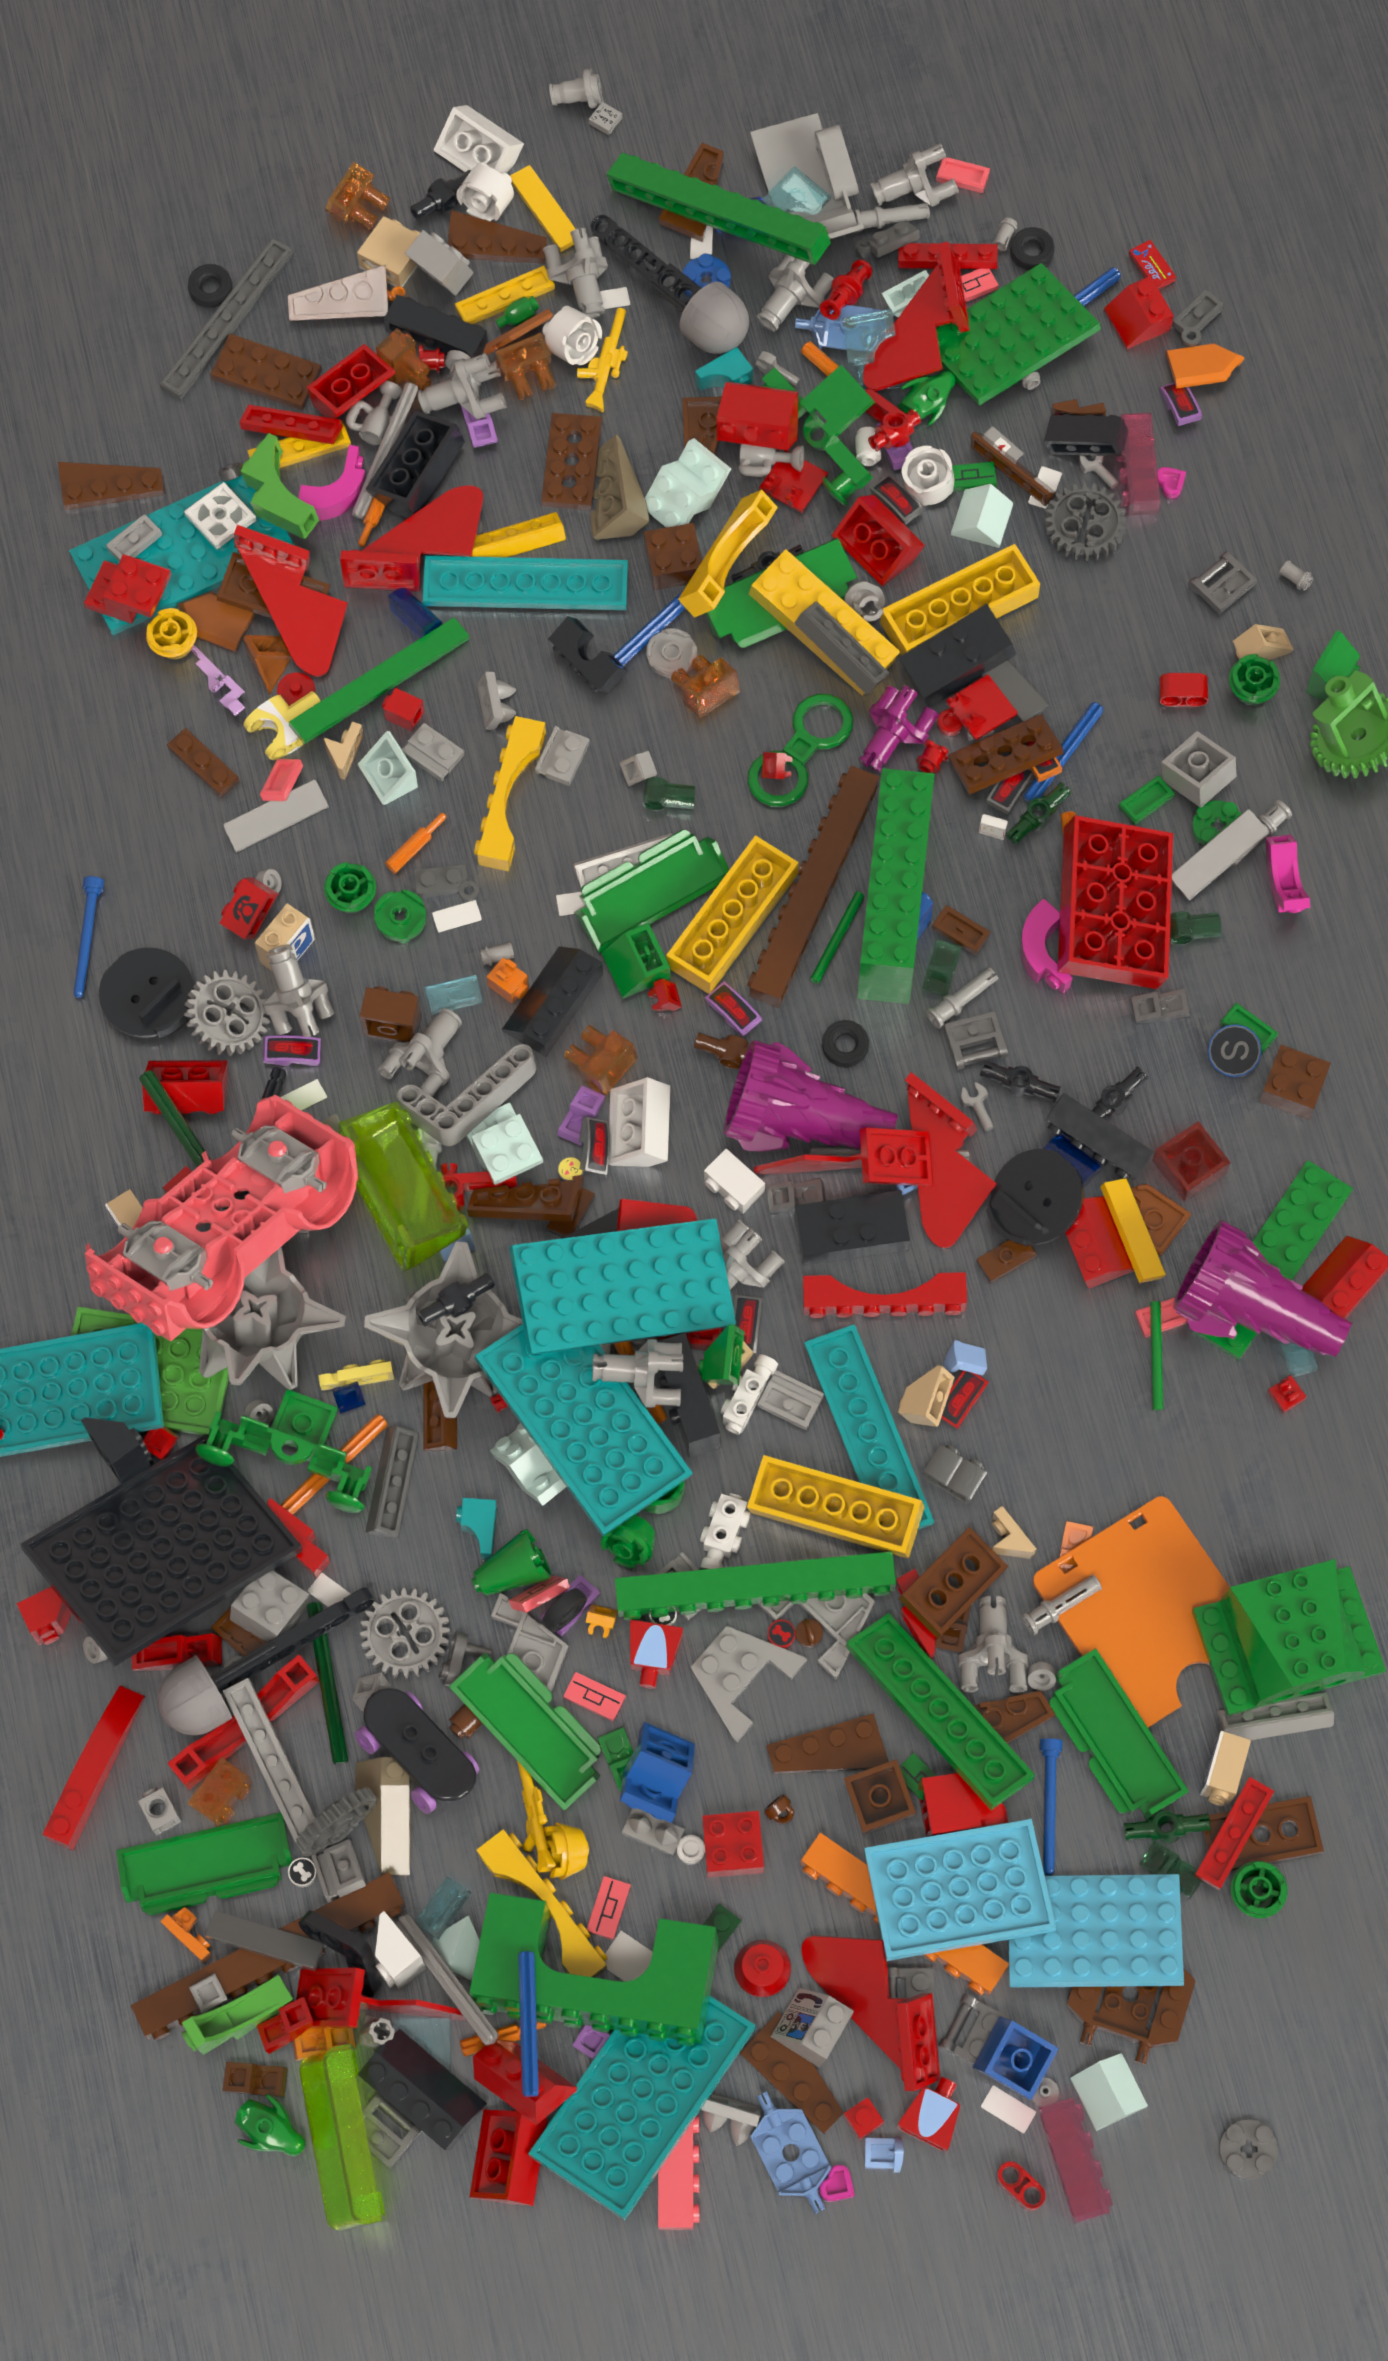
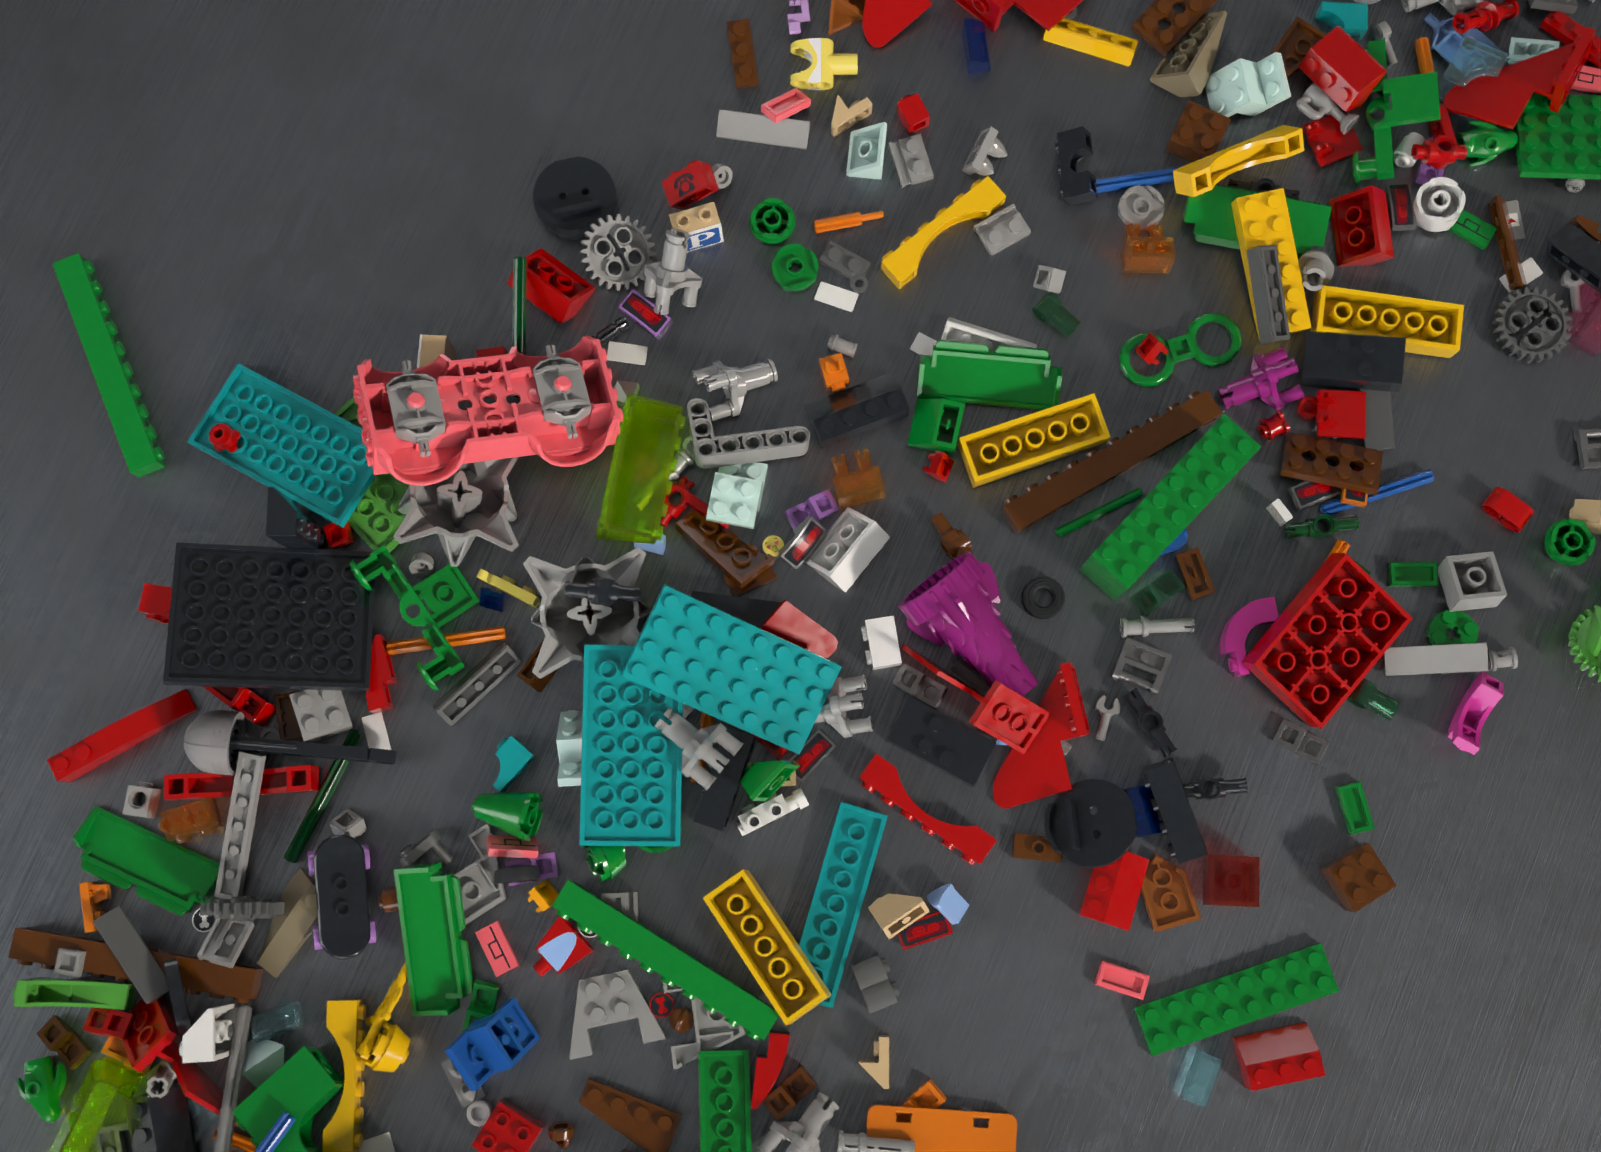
camera: 40 degrees right, 10 degrees up
(92, 888) = (595, 92): blue piece -> none
(294, 687) = (849, 42): red piece -> none
(378, 680) = (911, 79): green tile -> none
(390, 1014) = (729, 337): reddish brown brick -> none
(426, 1620) = (423, 803): light grey gear -> none
(454, 994) = (789, 354): clear light blue plate -> none
(525, 583) = (1074, 79): teal plate -> none
(608, 1908) = (391, 1110): coral tile -> none
(726, 1524) = (680, 894): white brick -> none
(733, 1008) = (981, 511): slope -> none
(790, 1400) = (799, 837): light grey plate -> none
(954, 1600) = (797, 1055): reddish brown plate -> none
(982, 515) = (1456, 264): light aqua slope -> none
(1132, 1230) = (1146, 900): yellow tile -> none
(1156, 1356) = (1091, 1007): green piece -> none
(1234, 1051) = (1330, 818): black tile -> none
(1237, 1285) = (1188, 1004): magenta cone -> none
(1286, 1394) = (1167, 1109): red tile -> none

